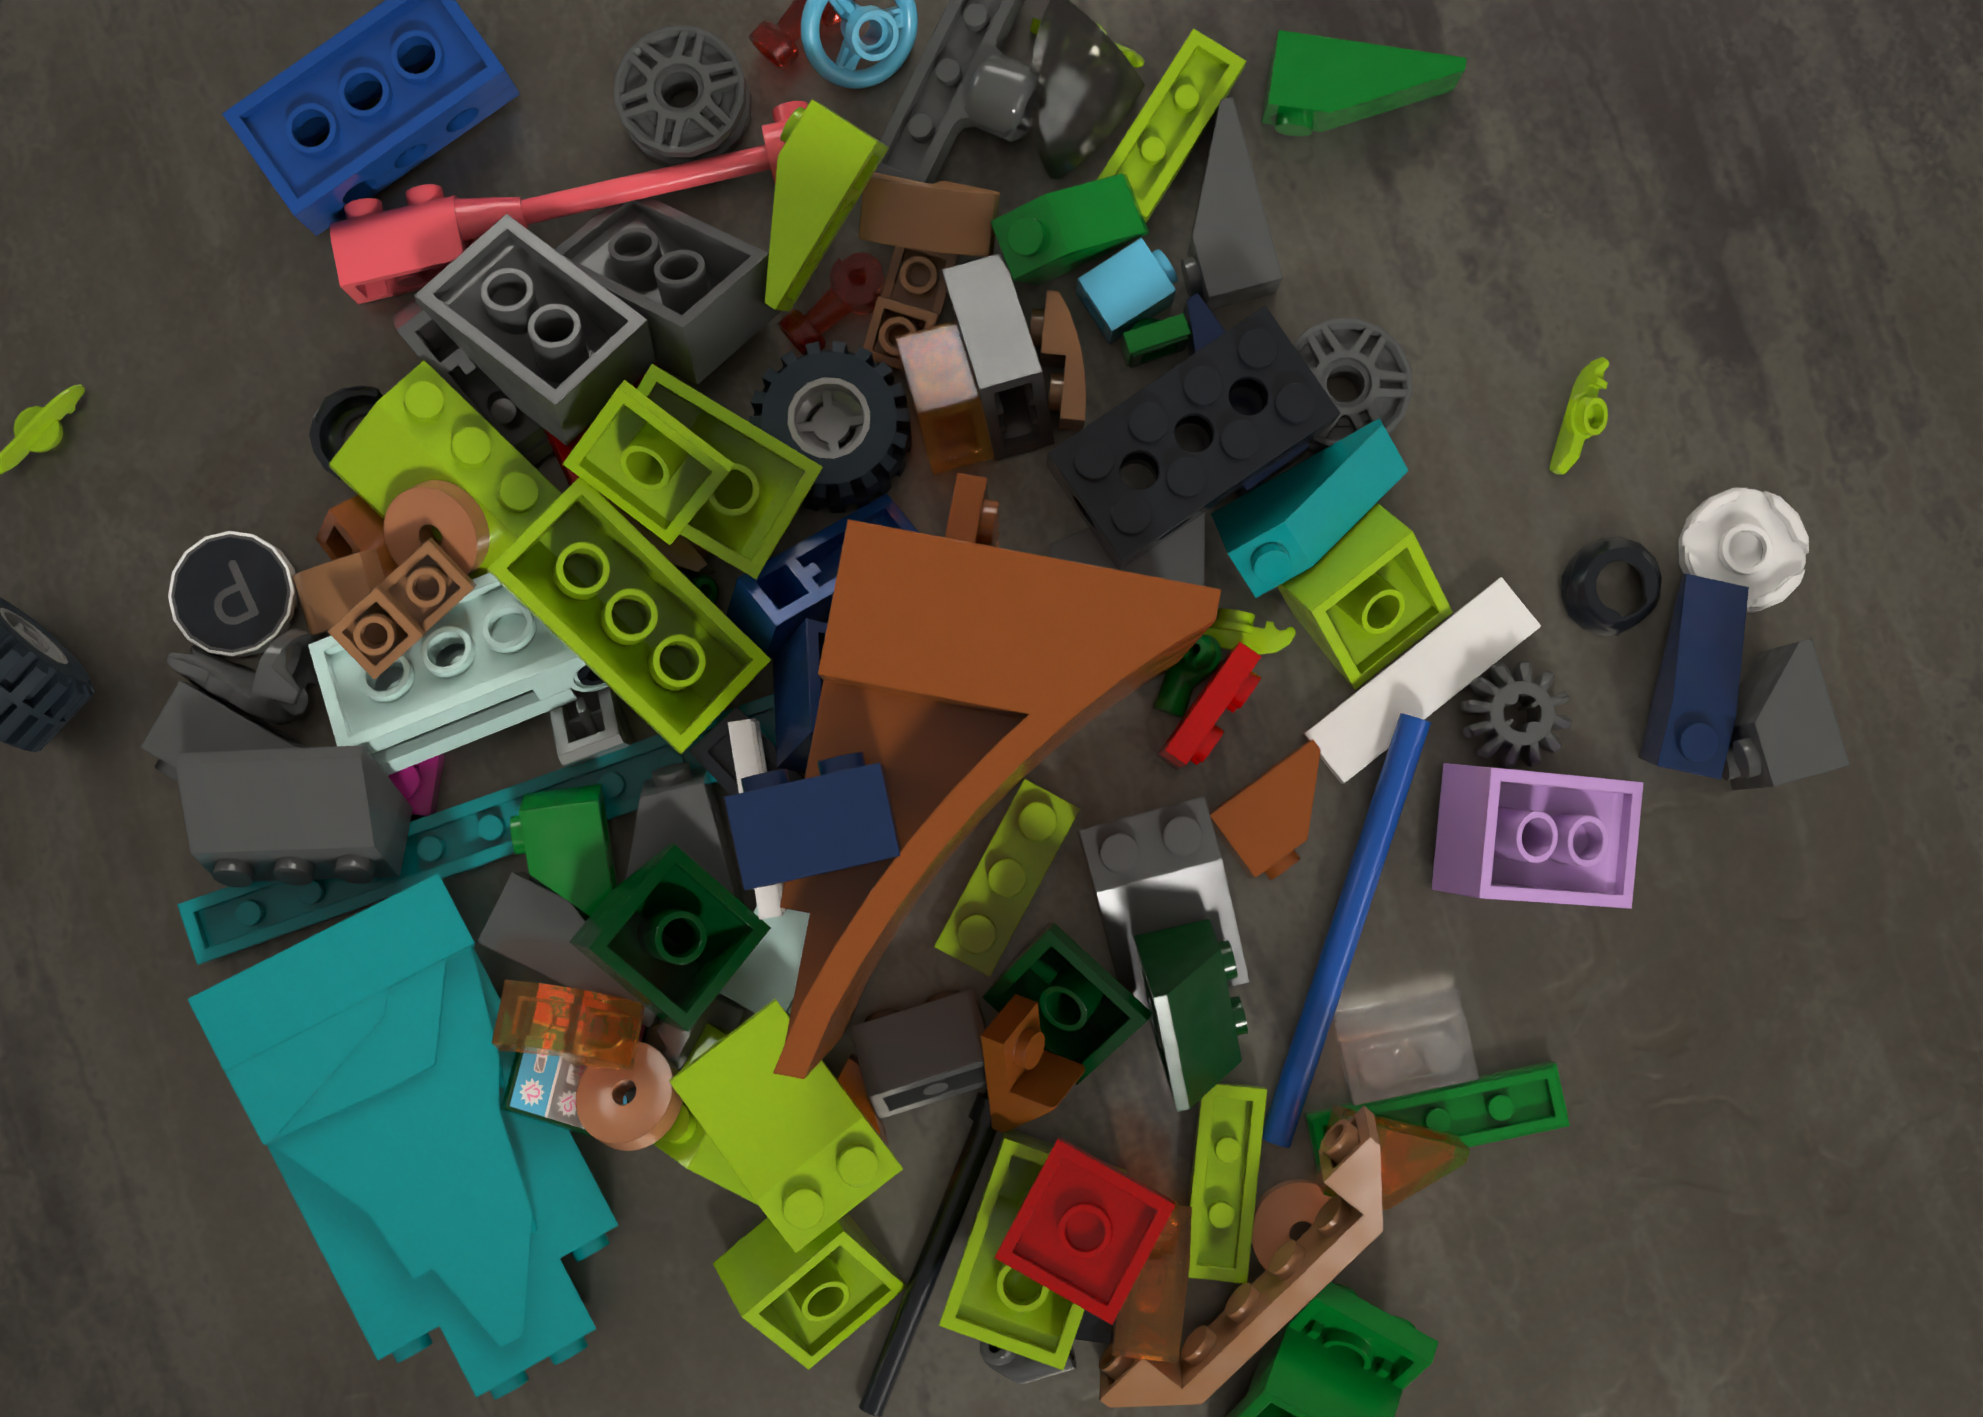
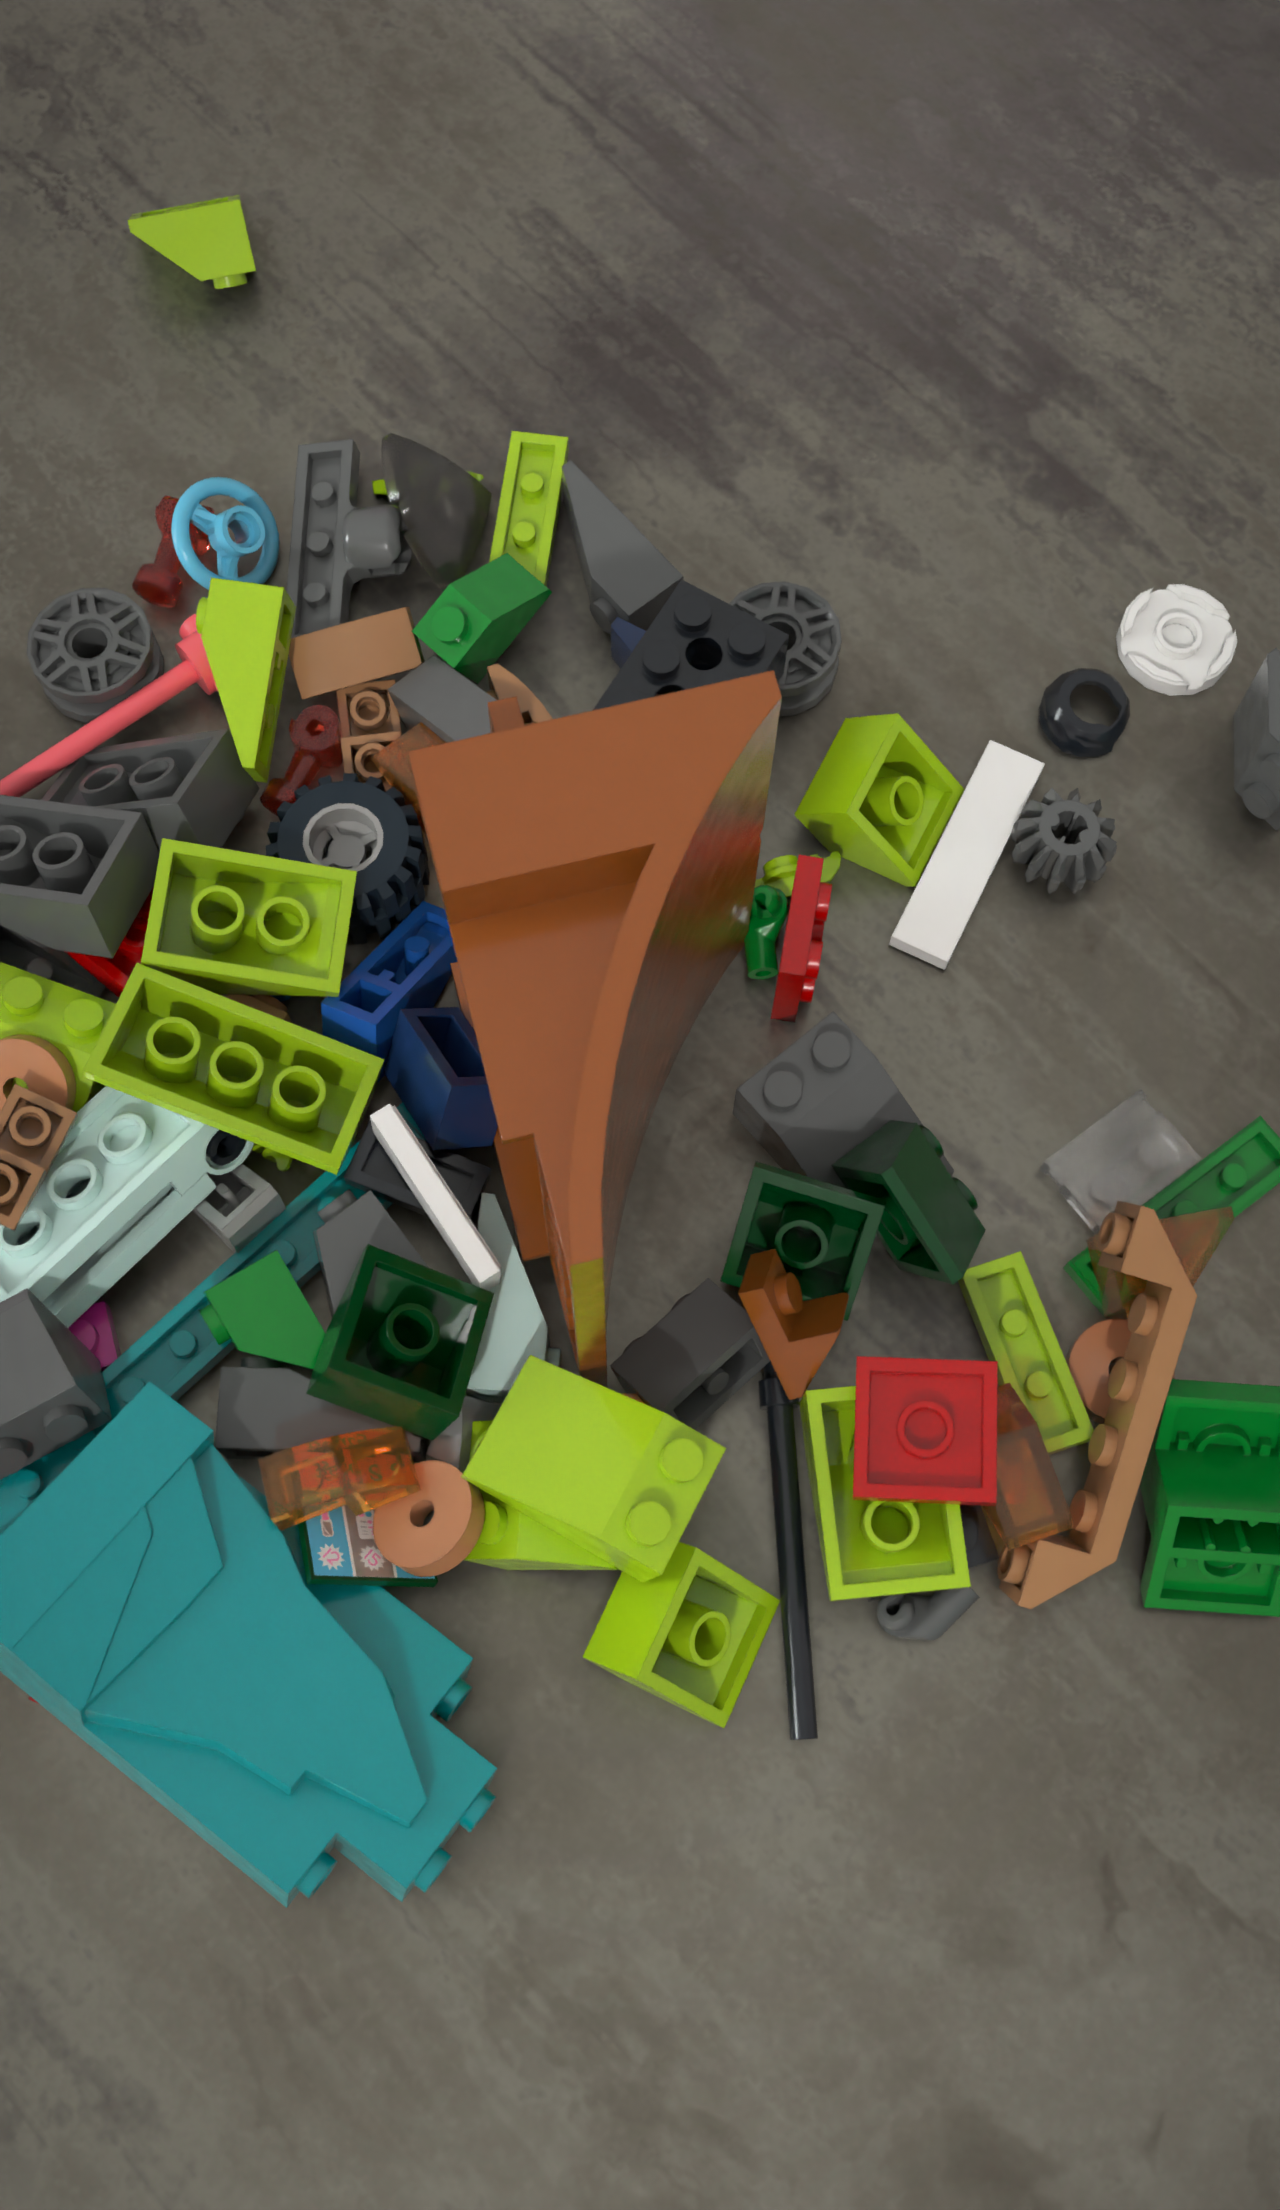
camera: 30 degrees left, 15 degrees down
(648, 463) = (196, 910): lime slope -> none
(812, 823) = (500, 1036): dark blue piece -> none
(1007, 877) = (690, 1179): lime plate -> none
(1127, 289) = (555, 648): medium azure brick -> none
(1154, 339) = (595, 674): green tile -> none
(1271, 814) = (900, 1011): dark orange slope -> none
(1308, 508) = (811, 736): teal slope -> none
(1335, 81) = (653, 423): green slope -> none
(1345, 930) = (1016, 1088): blue piece -> none
(1537, 836) = (1133, 930): lavender slope -> none
(1583, 417) = (988, 593): lime piece -> none
(1698, 679) = (1200, 749): dark blue slope -> none

